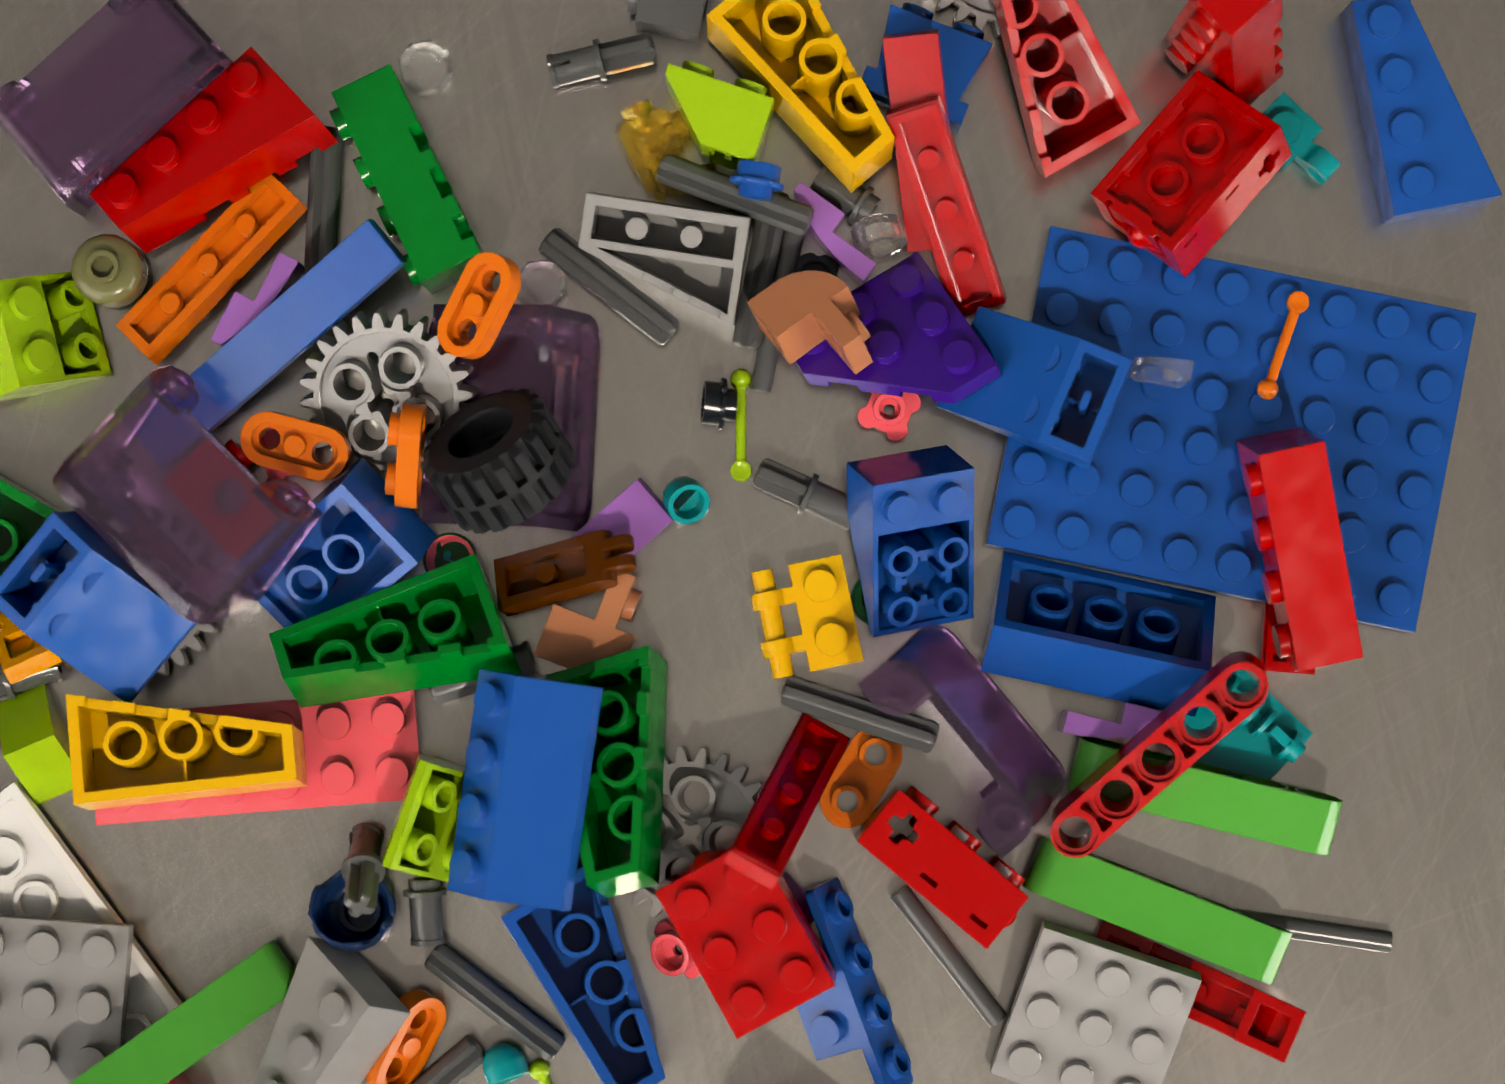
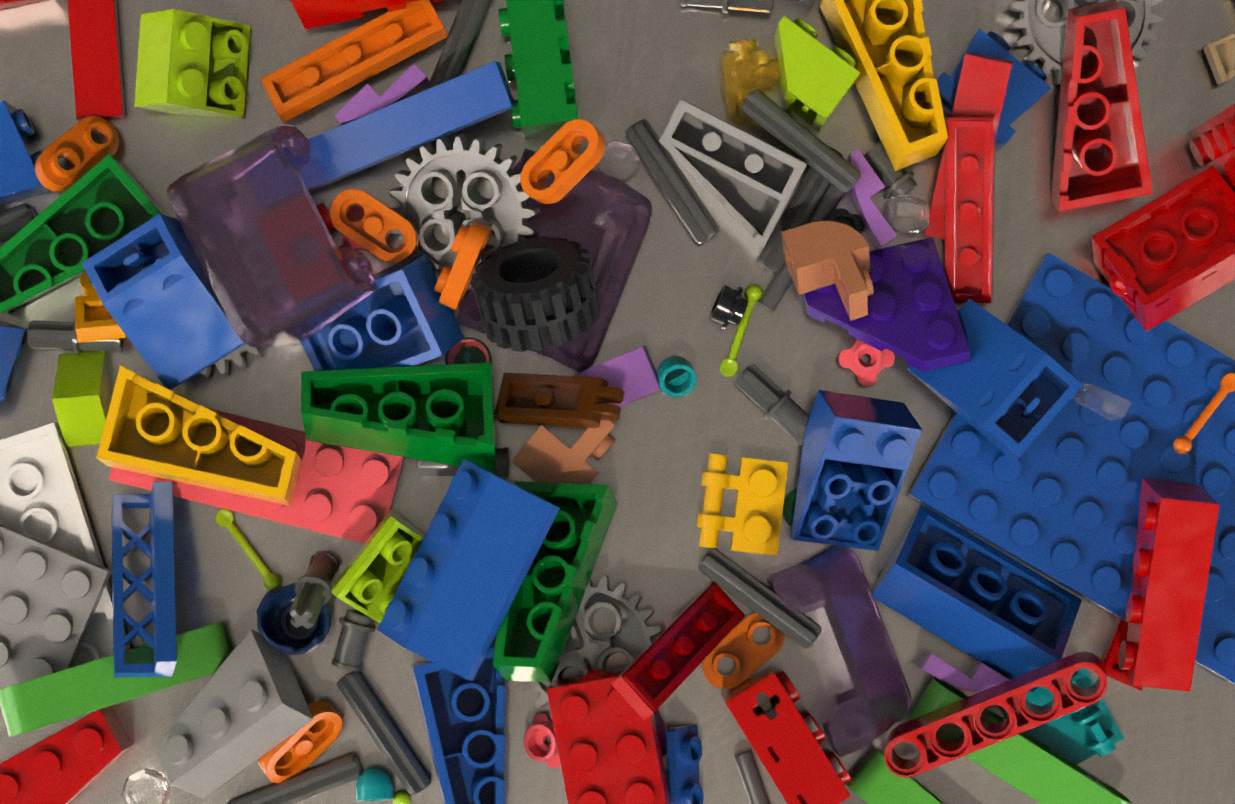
camera: 15 degrees right, 0 degrees up
(109, 271) = (270, 33): olive head -> none
(194, 920) = (162, 582): none -> blue fence
(241, 824) = (226, 518): none -> lime hinge
(757, 180) = (824, 135): blue plate -> none

